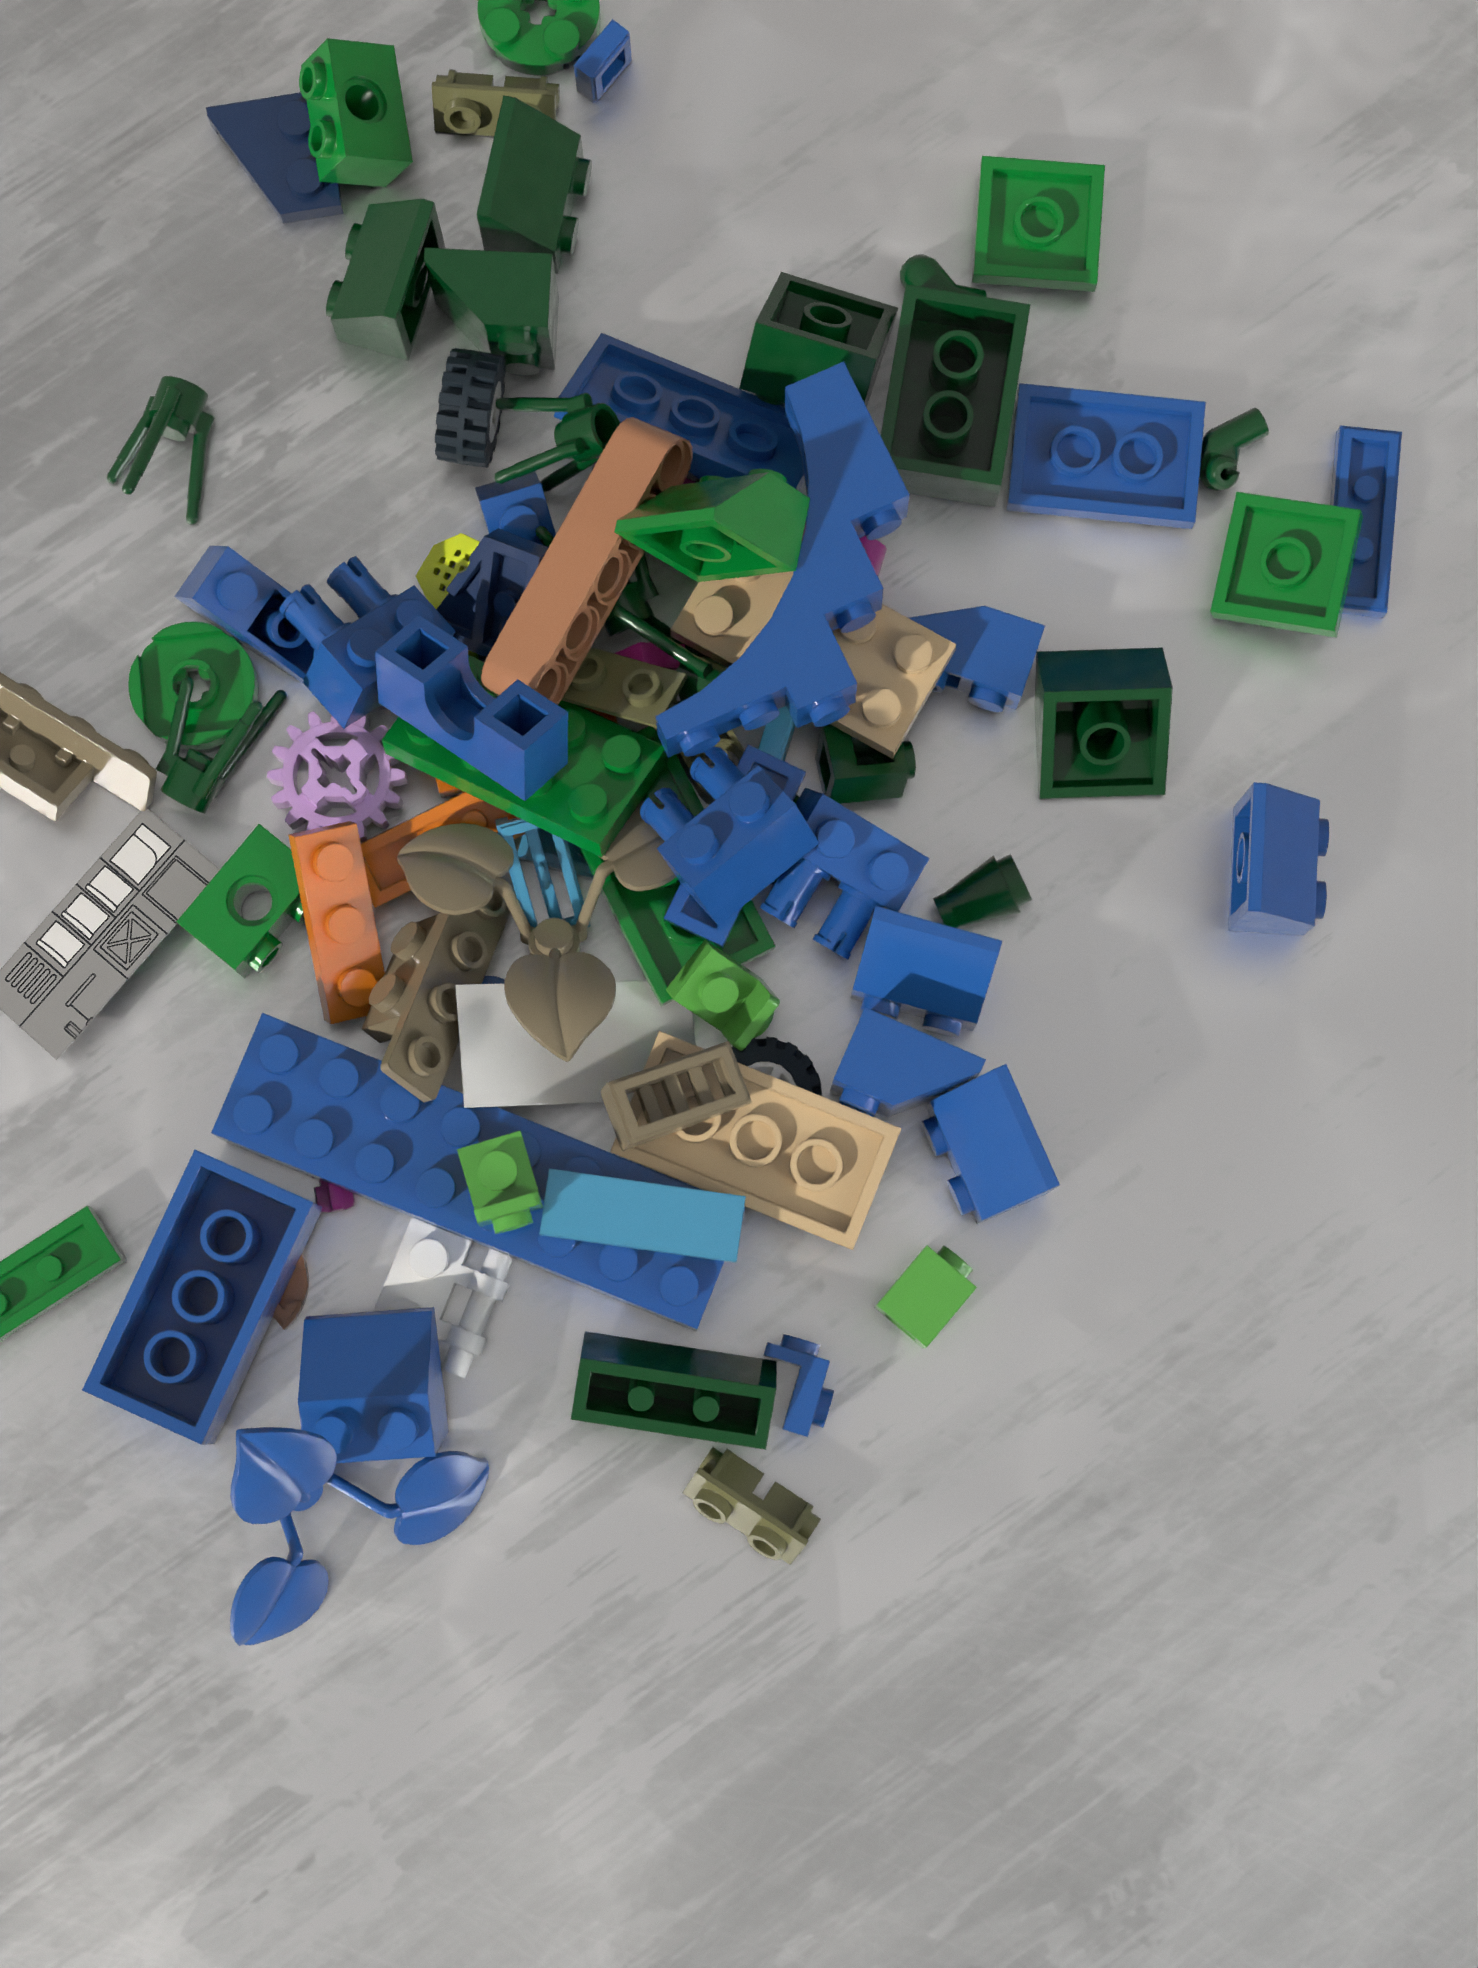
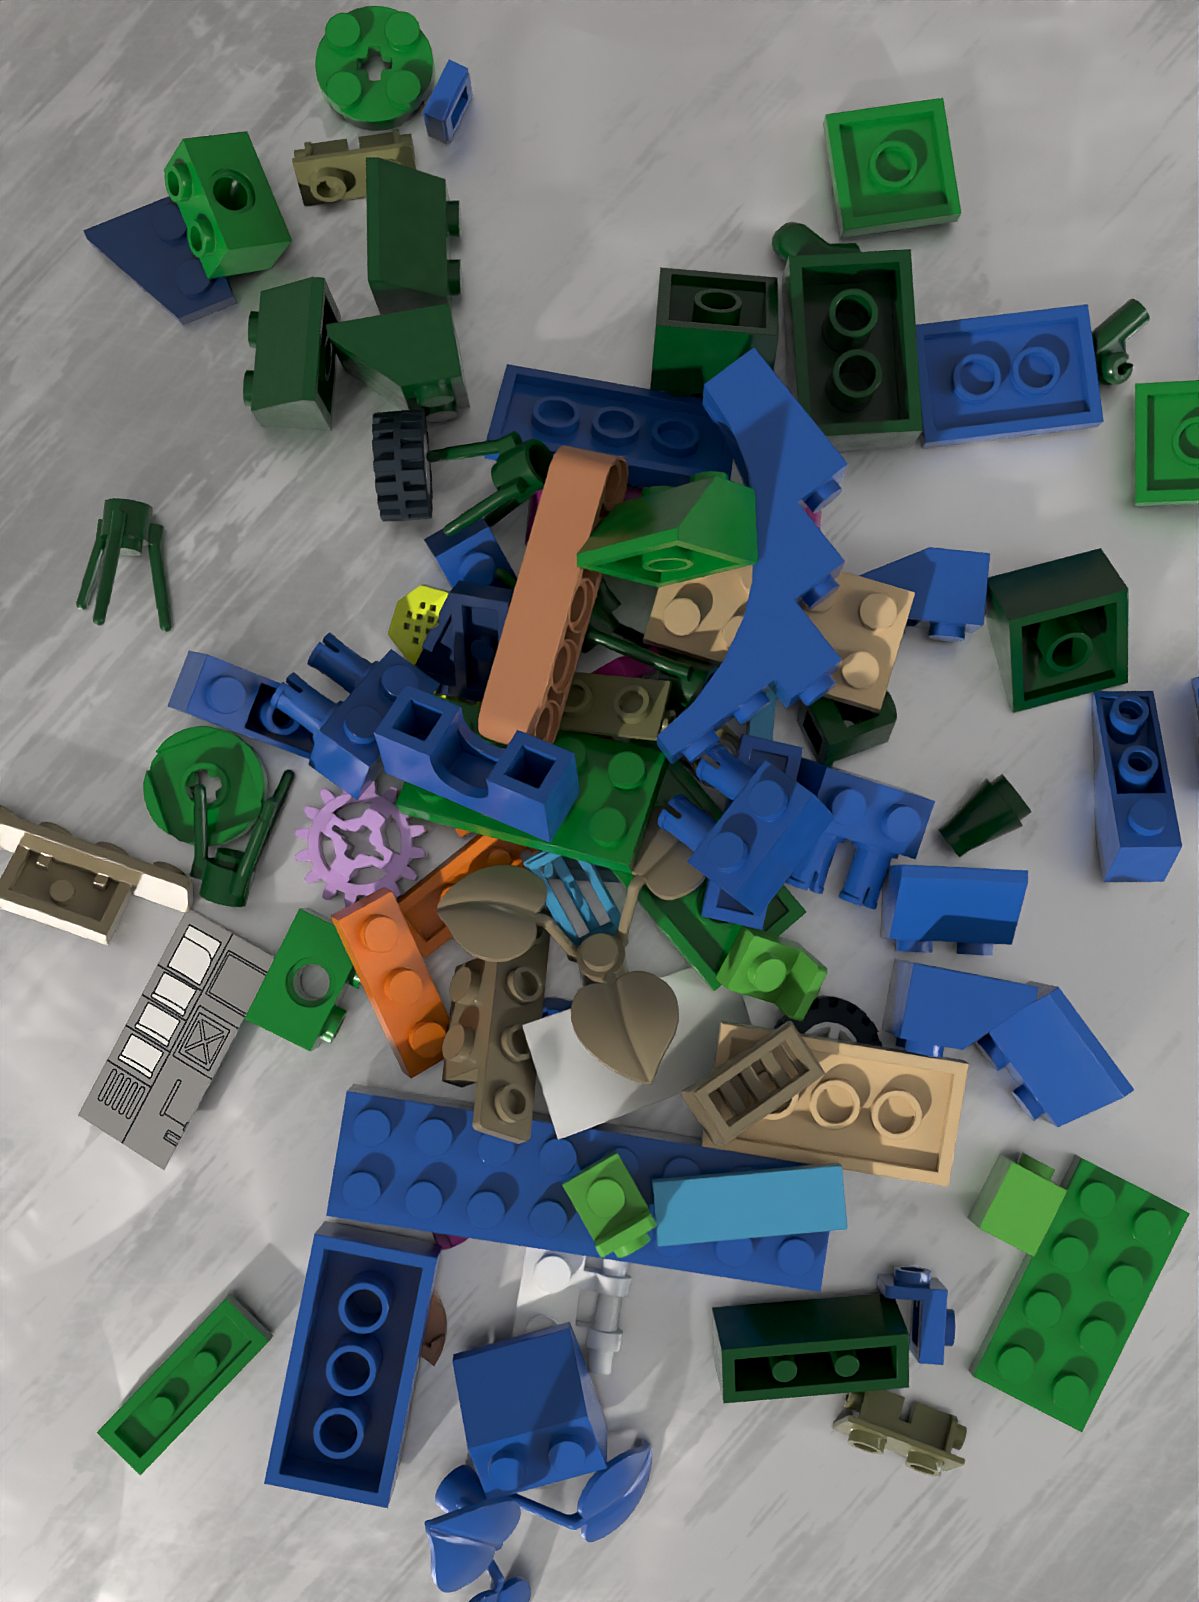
camera: 15 degrees left, 5 degrees up
(971, 1408) = (1079, 1294): none -> green plate
(1141, 900) = (1132, 789): none -> blue slope

